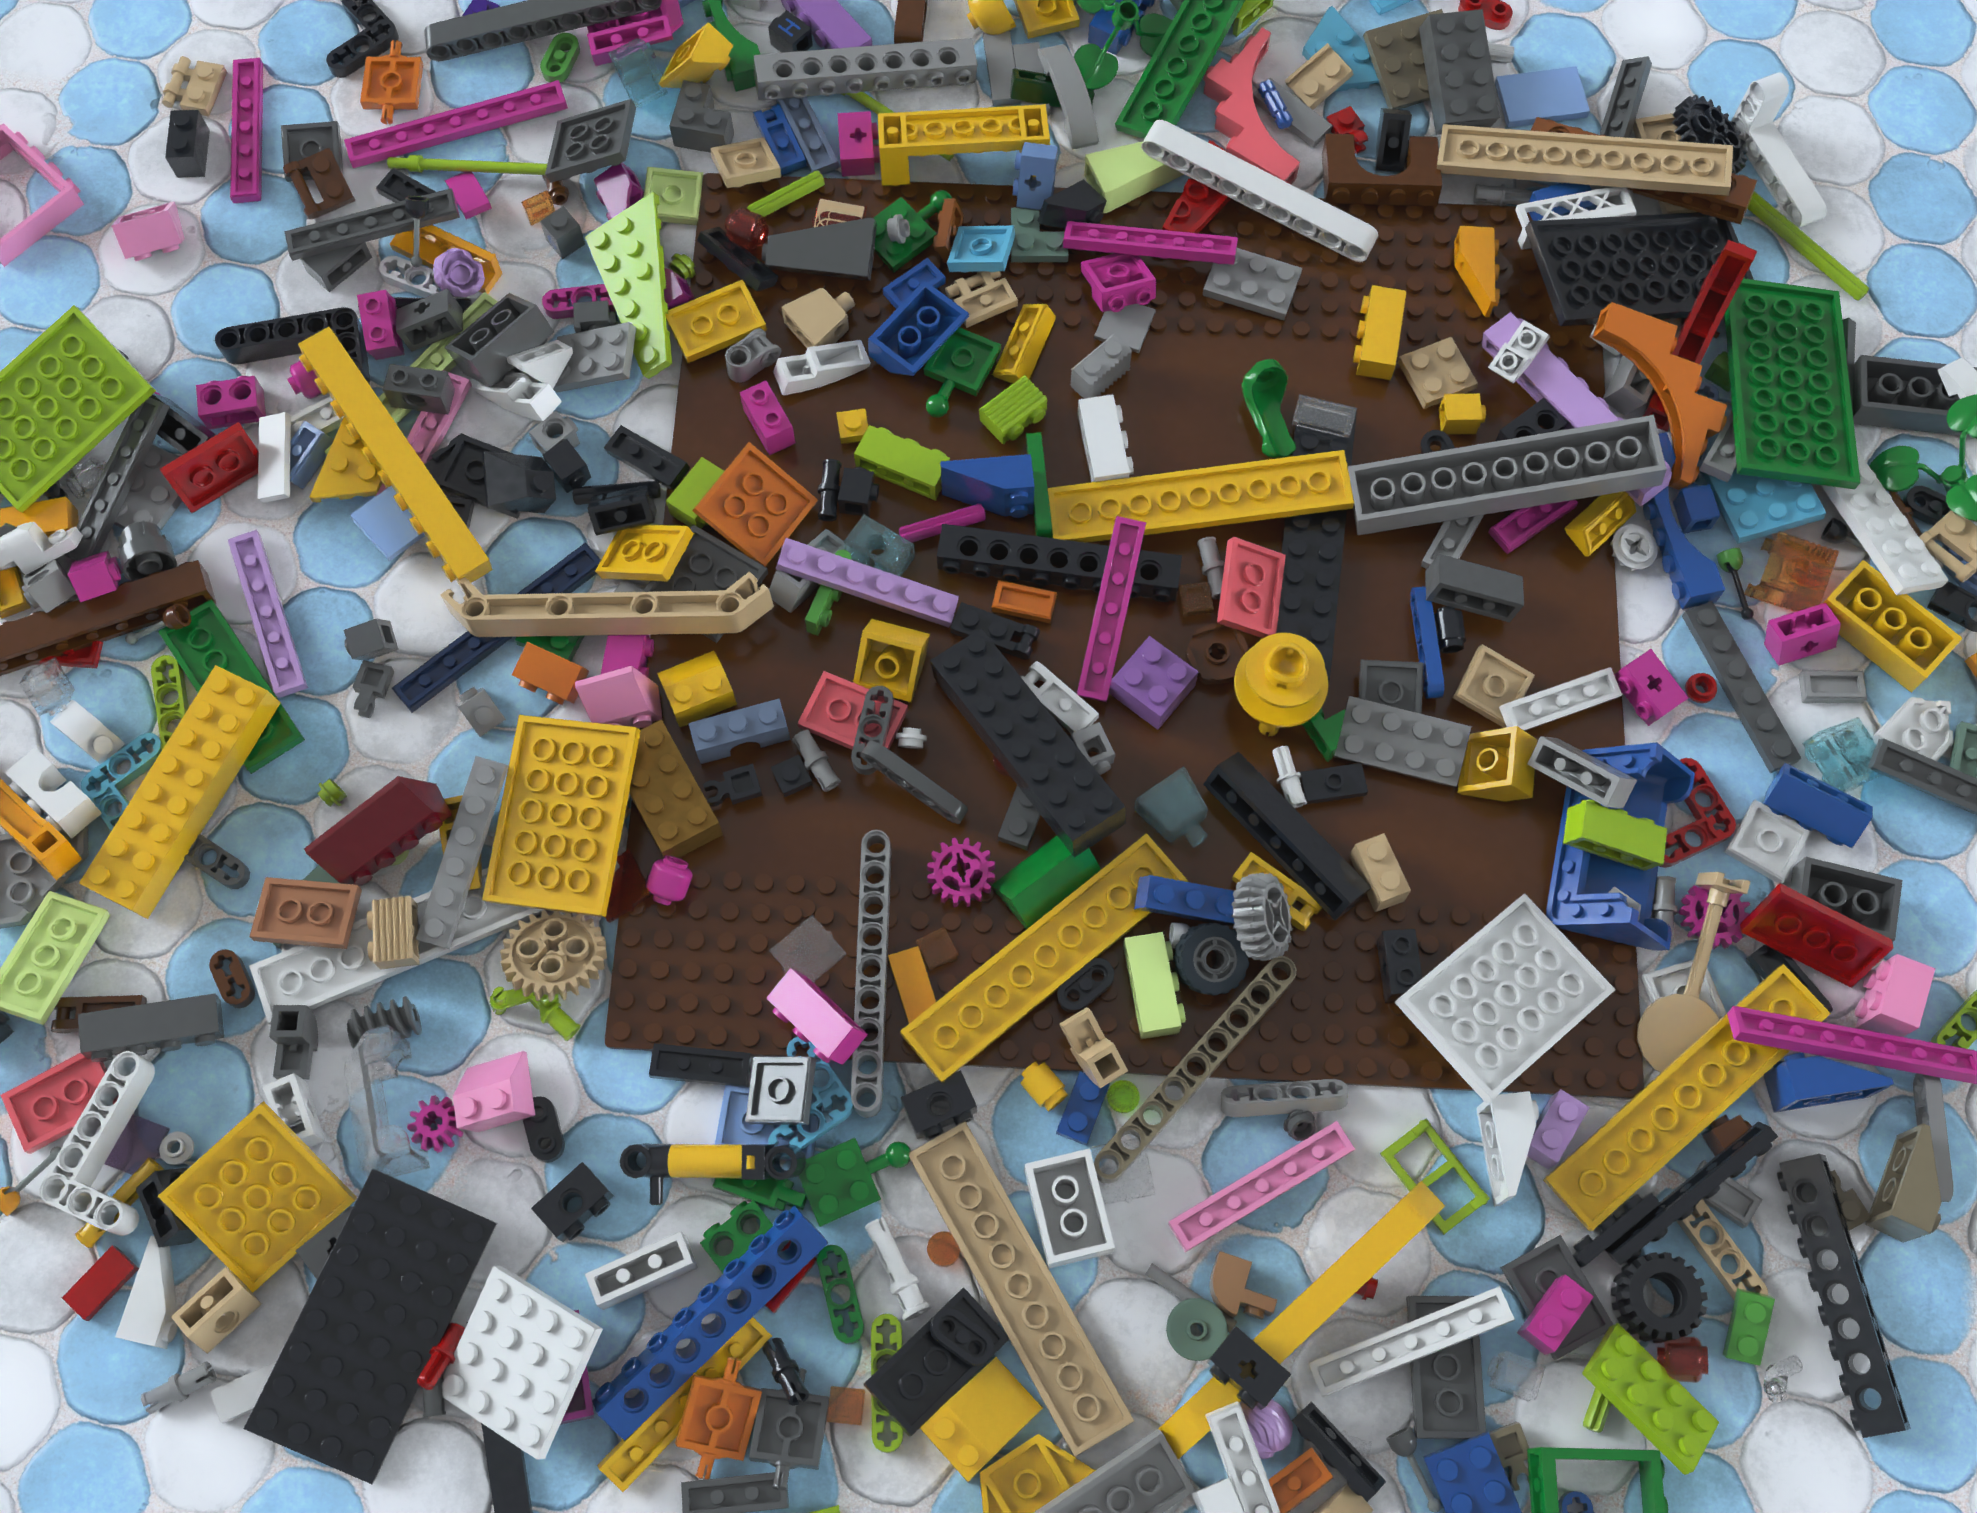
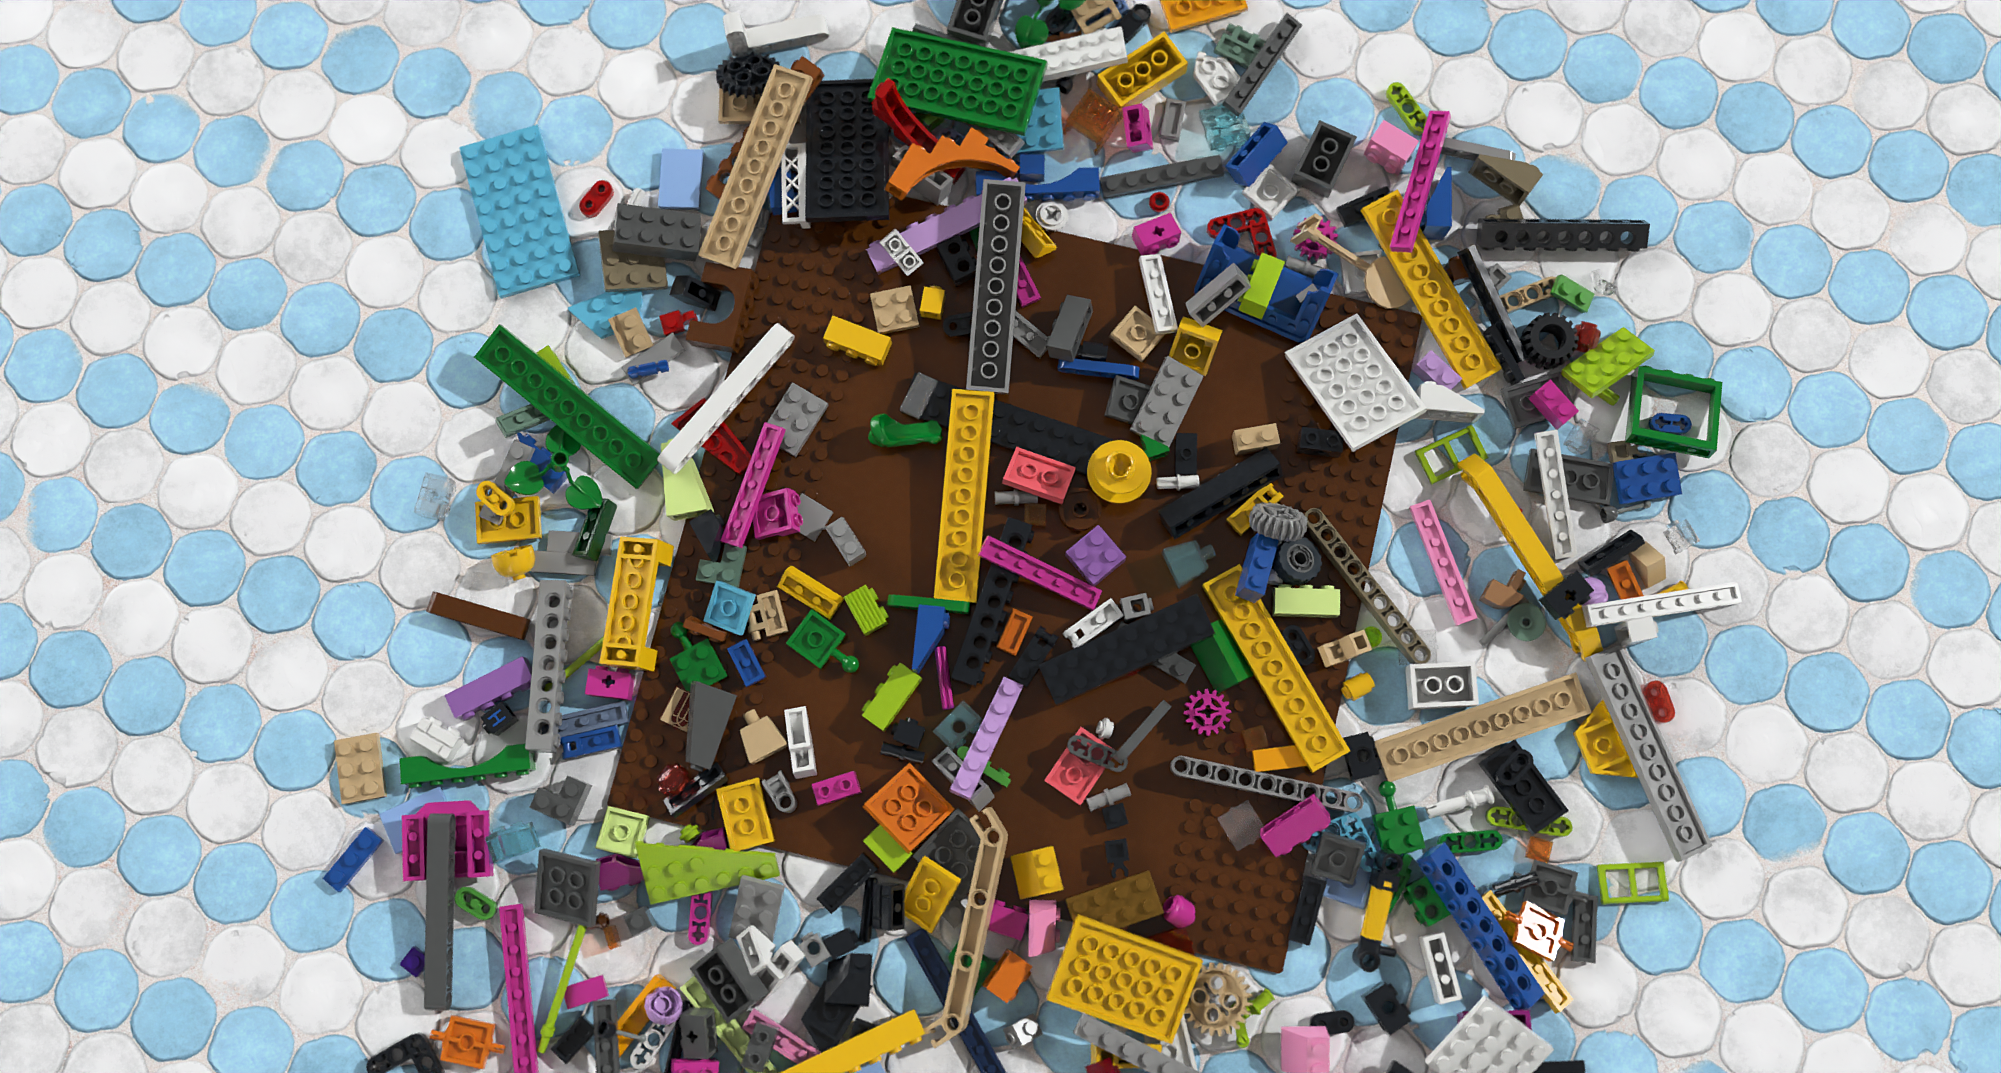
camera: 75 degrees left, 10 degrees up
(593, 315) = (721, 906): dark grey brick -> none
(697, 58) = (512, 794): yellow slope -> none
(745, 162) = (610, 771): tan plate -> none
(757, 723) = (1079, 846): sand blue arch -> none
(788, 194) = (646, 745): lime axle -> none
(852, 425) = (852, 727): yellow plate -> none
(891, 658) = (1043, 732): yellow slope -> none
(898, 228) = (703, 665): light grey plate -> none
(915, 330) = (792, 666): blue slope -> none
(943, 1249) = (1450, 771): clear orange tile -> none
(981, 1419) = (1562, 765): yellow slope -> none
(1037, 161) = (680, 555): medium blue brick -> none
(1072, 95) = (604, 515): light grey slope -> none
(1082, 1110) = (1376, 666): blue plate -> none
(1103, 438) = (905, 551): white brick -> none
(1237, 115) = (652, 397): coral arch -> none
(1247, 1101) = (1394, 535): light grey beam -> none
(1300, 1125) = (1408, 529): dark grey plate -> none
(1475, 262) = (816, 261): light orange slope -> none
(1626, 97) = (702, 123): dark grey plate -> none
(1731, 561) = (1073, 157): hinge -> none
(1807, 247) = (844, 35): lime axle -> none
(1816, 935) = (1346, 182): red plate -> none

